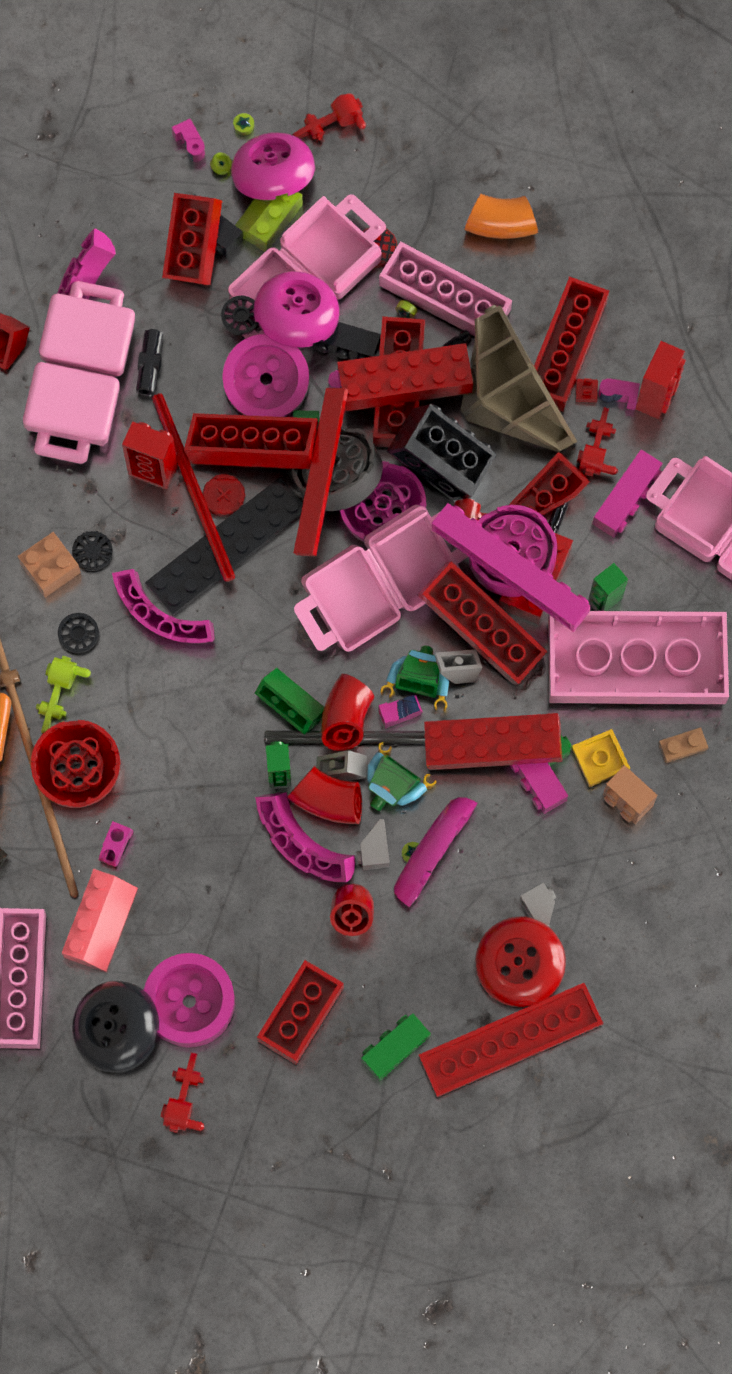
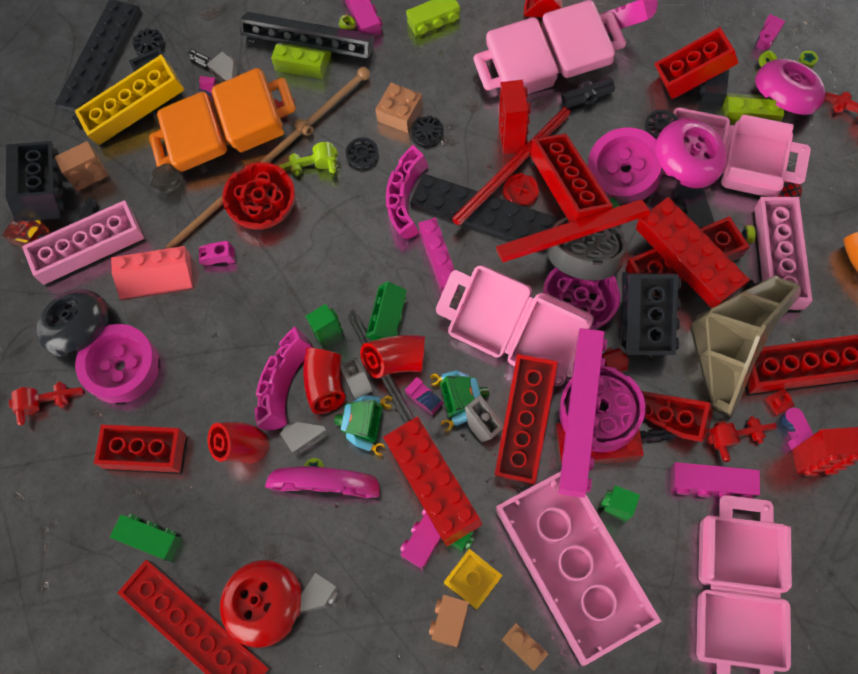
camera: 70 degrees right, 5 degrees down
(254, 617) = (436, 252): none -> dark pink brick

